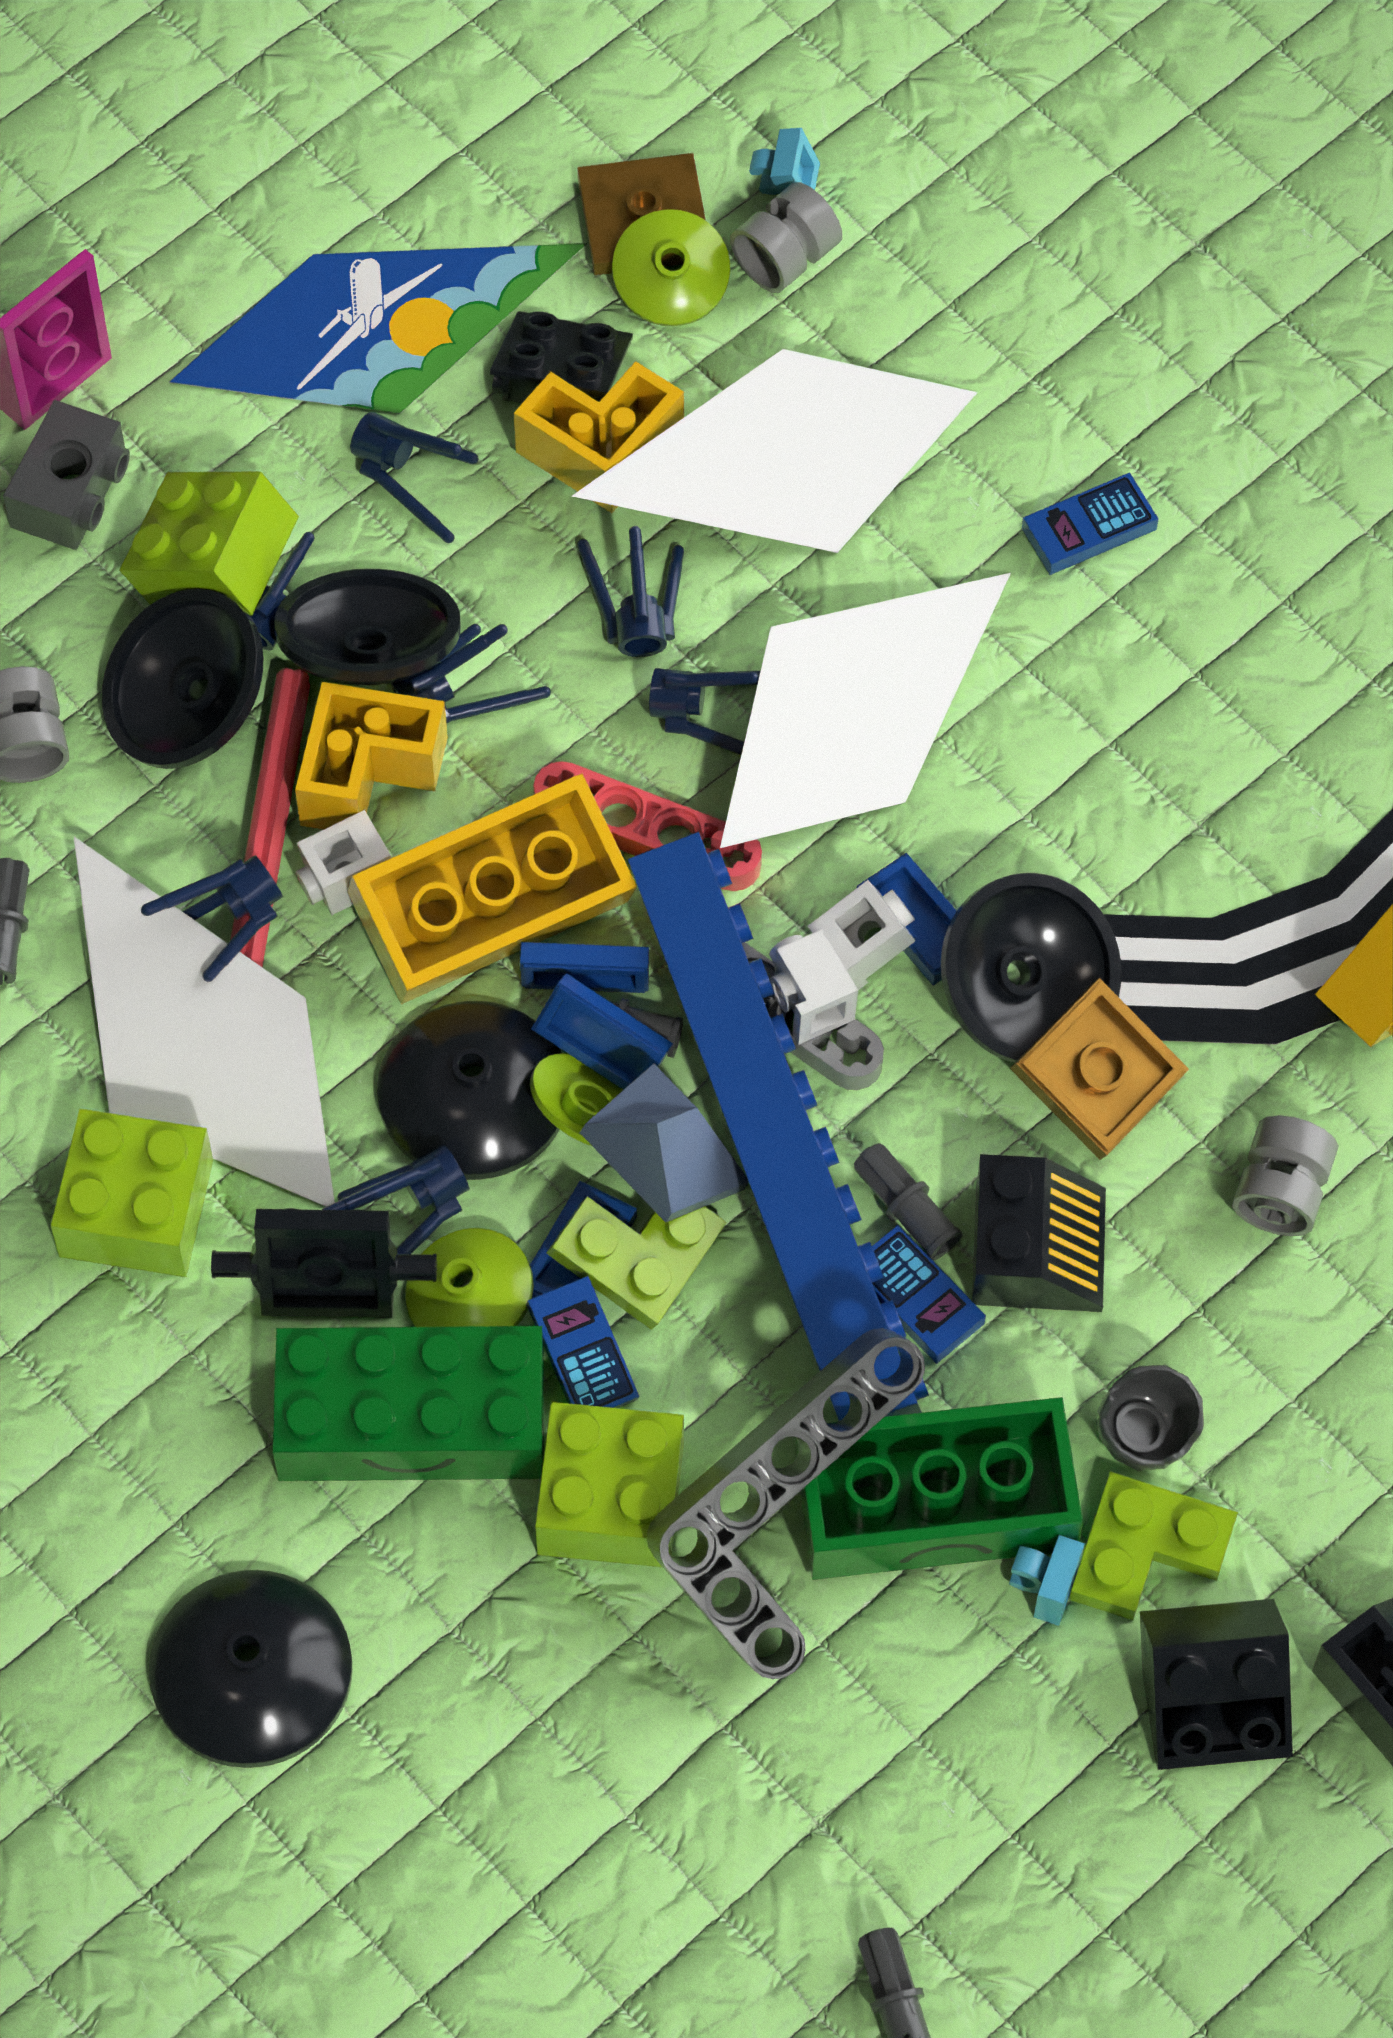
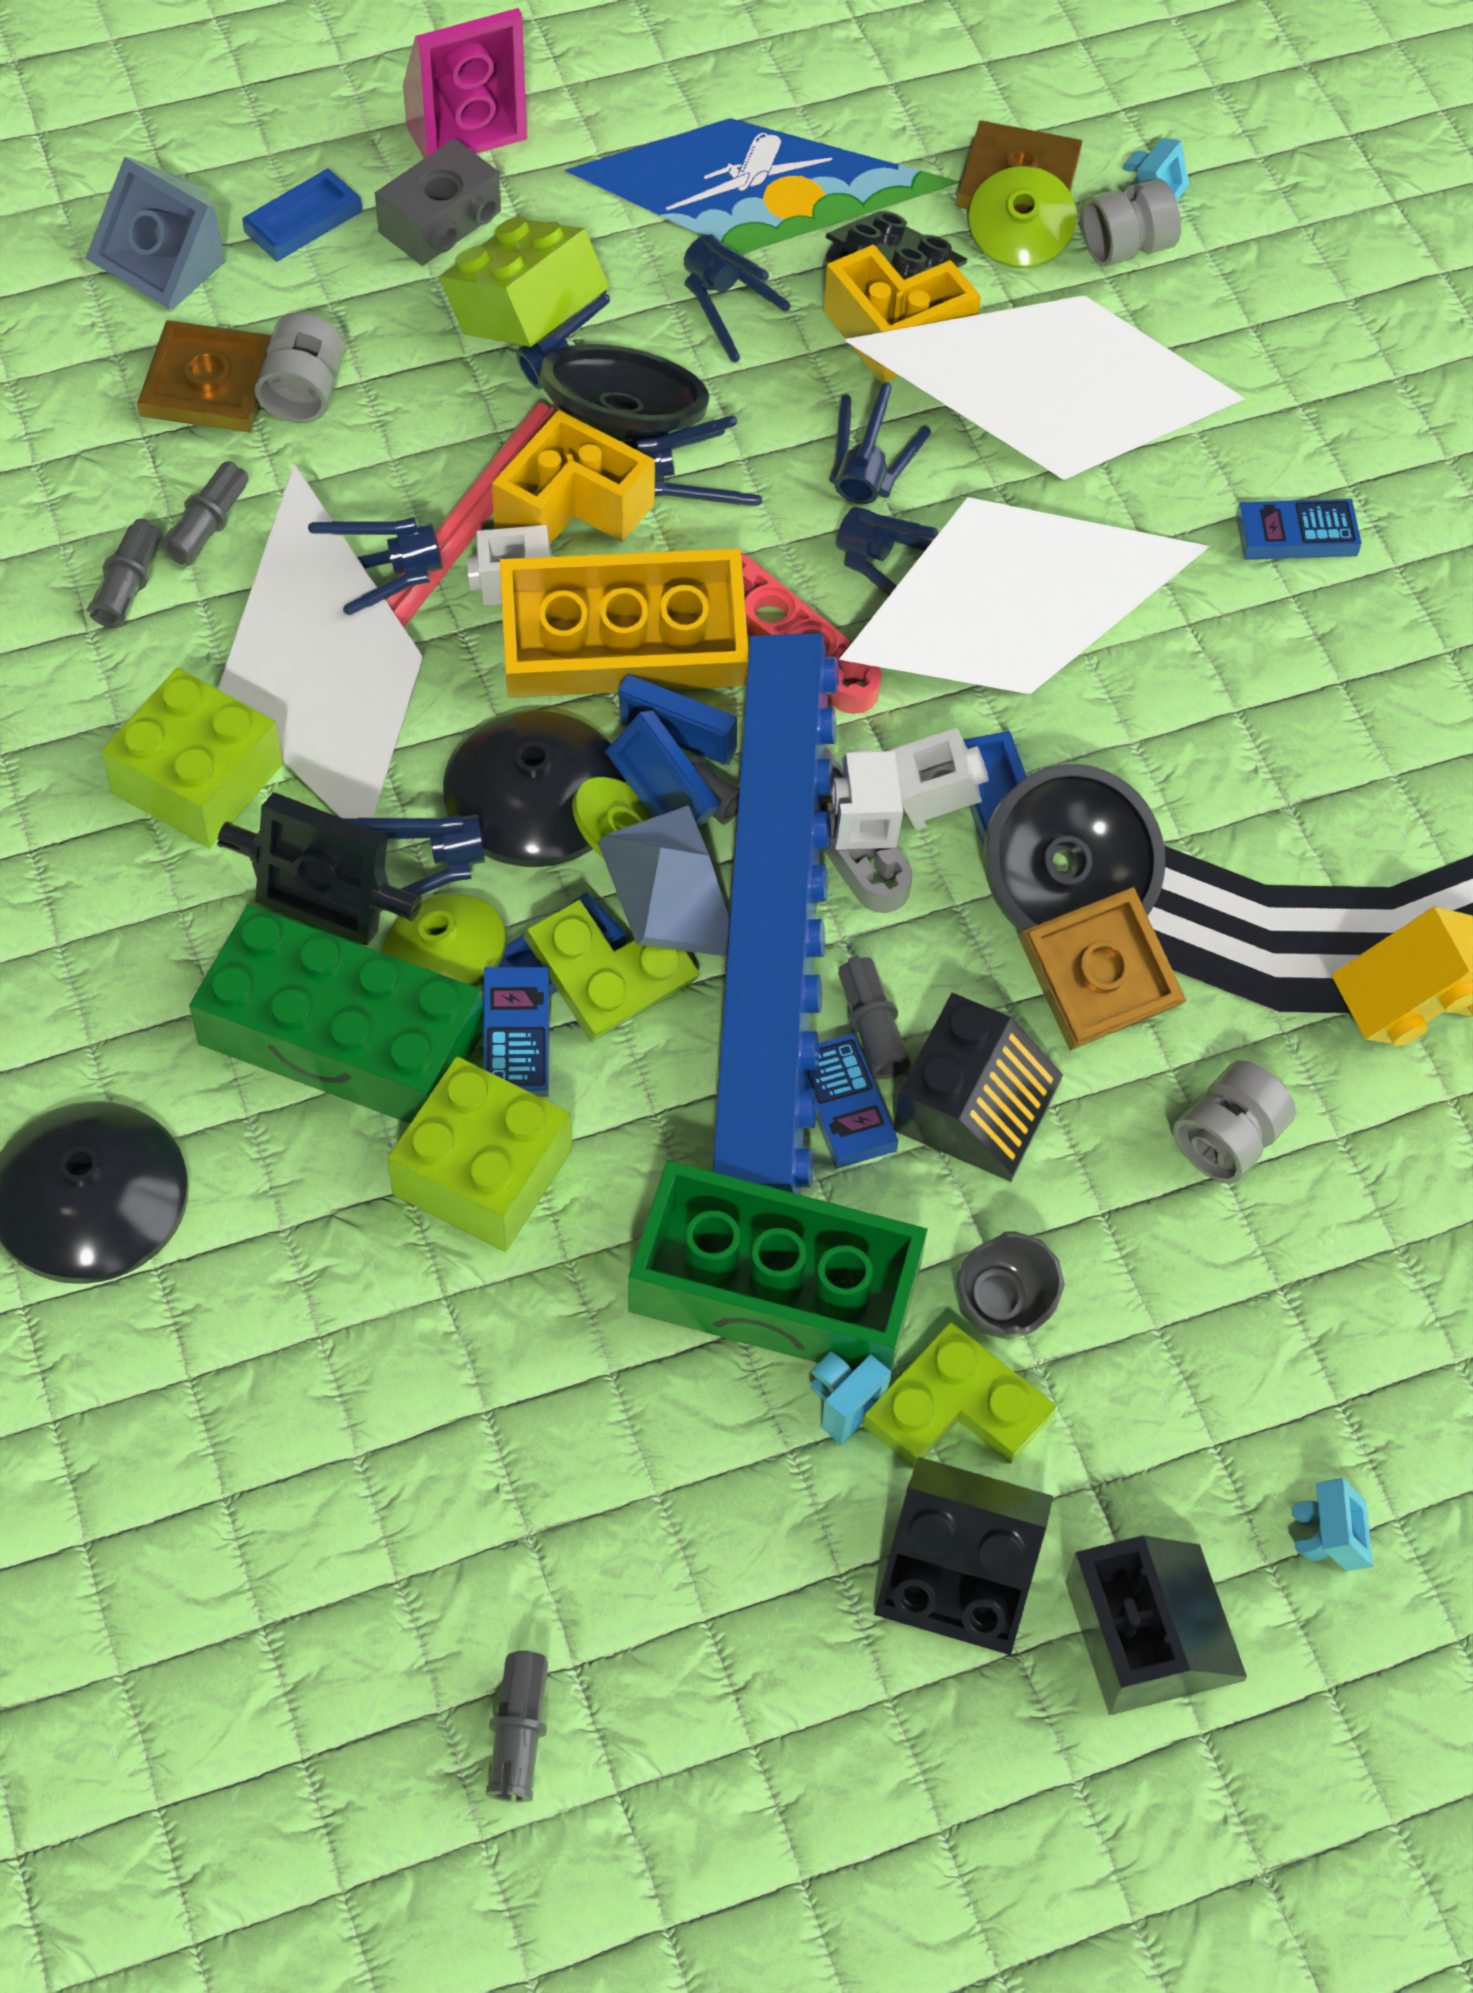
camera: 20 degrees right, 5 degrees down
(182, 678) = (449, 376): black dish -> none
(772, 1488) = (610, 1198): dark grey beam -> none

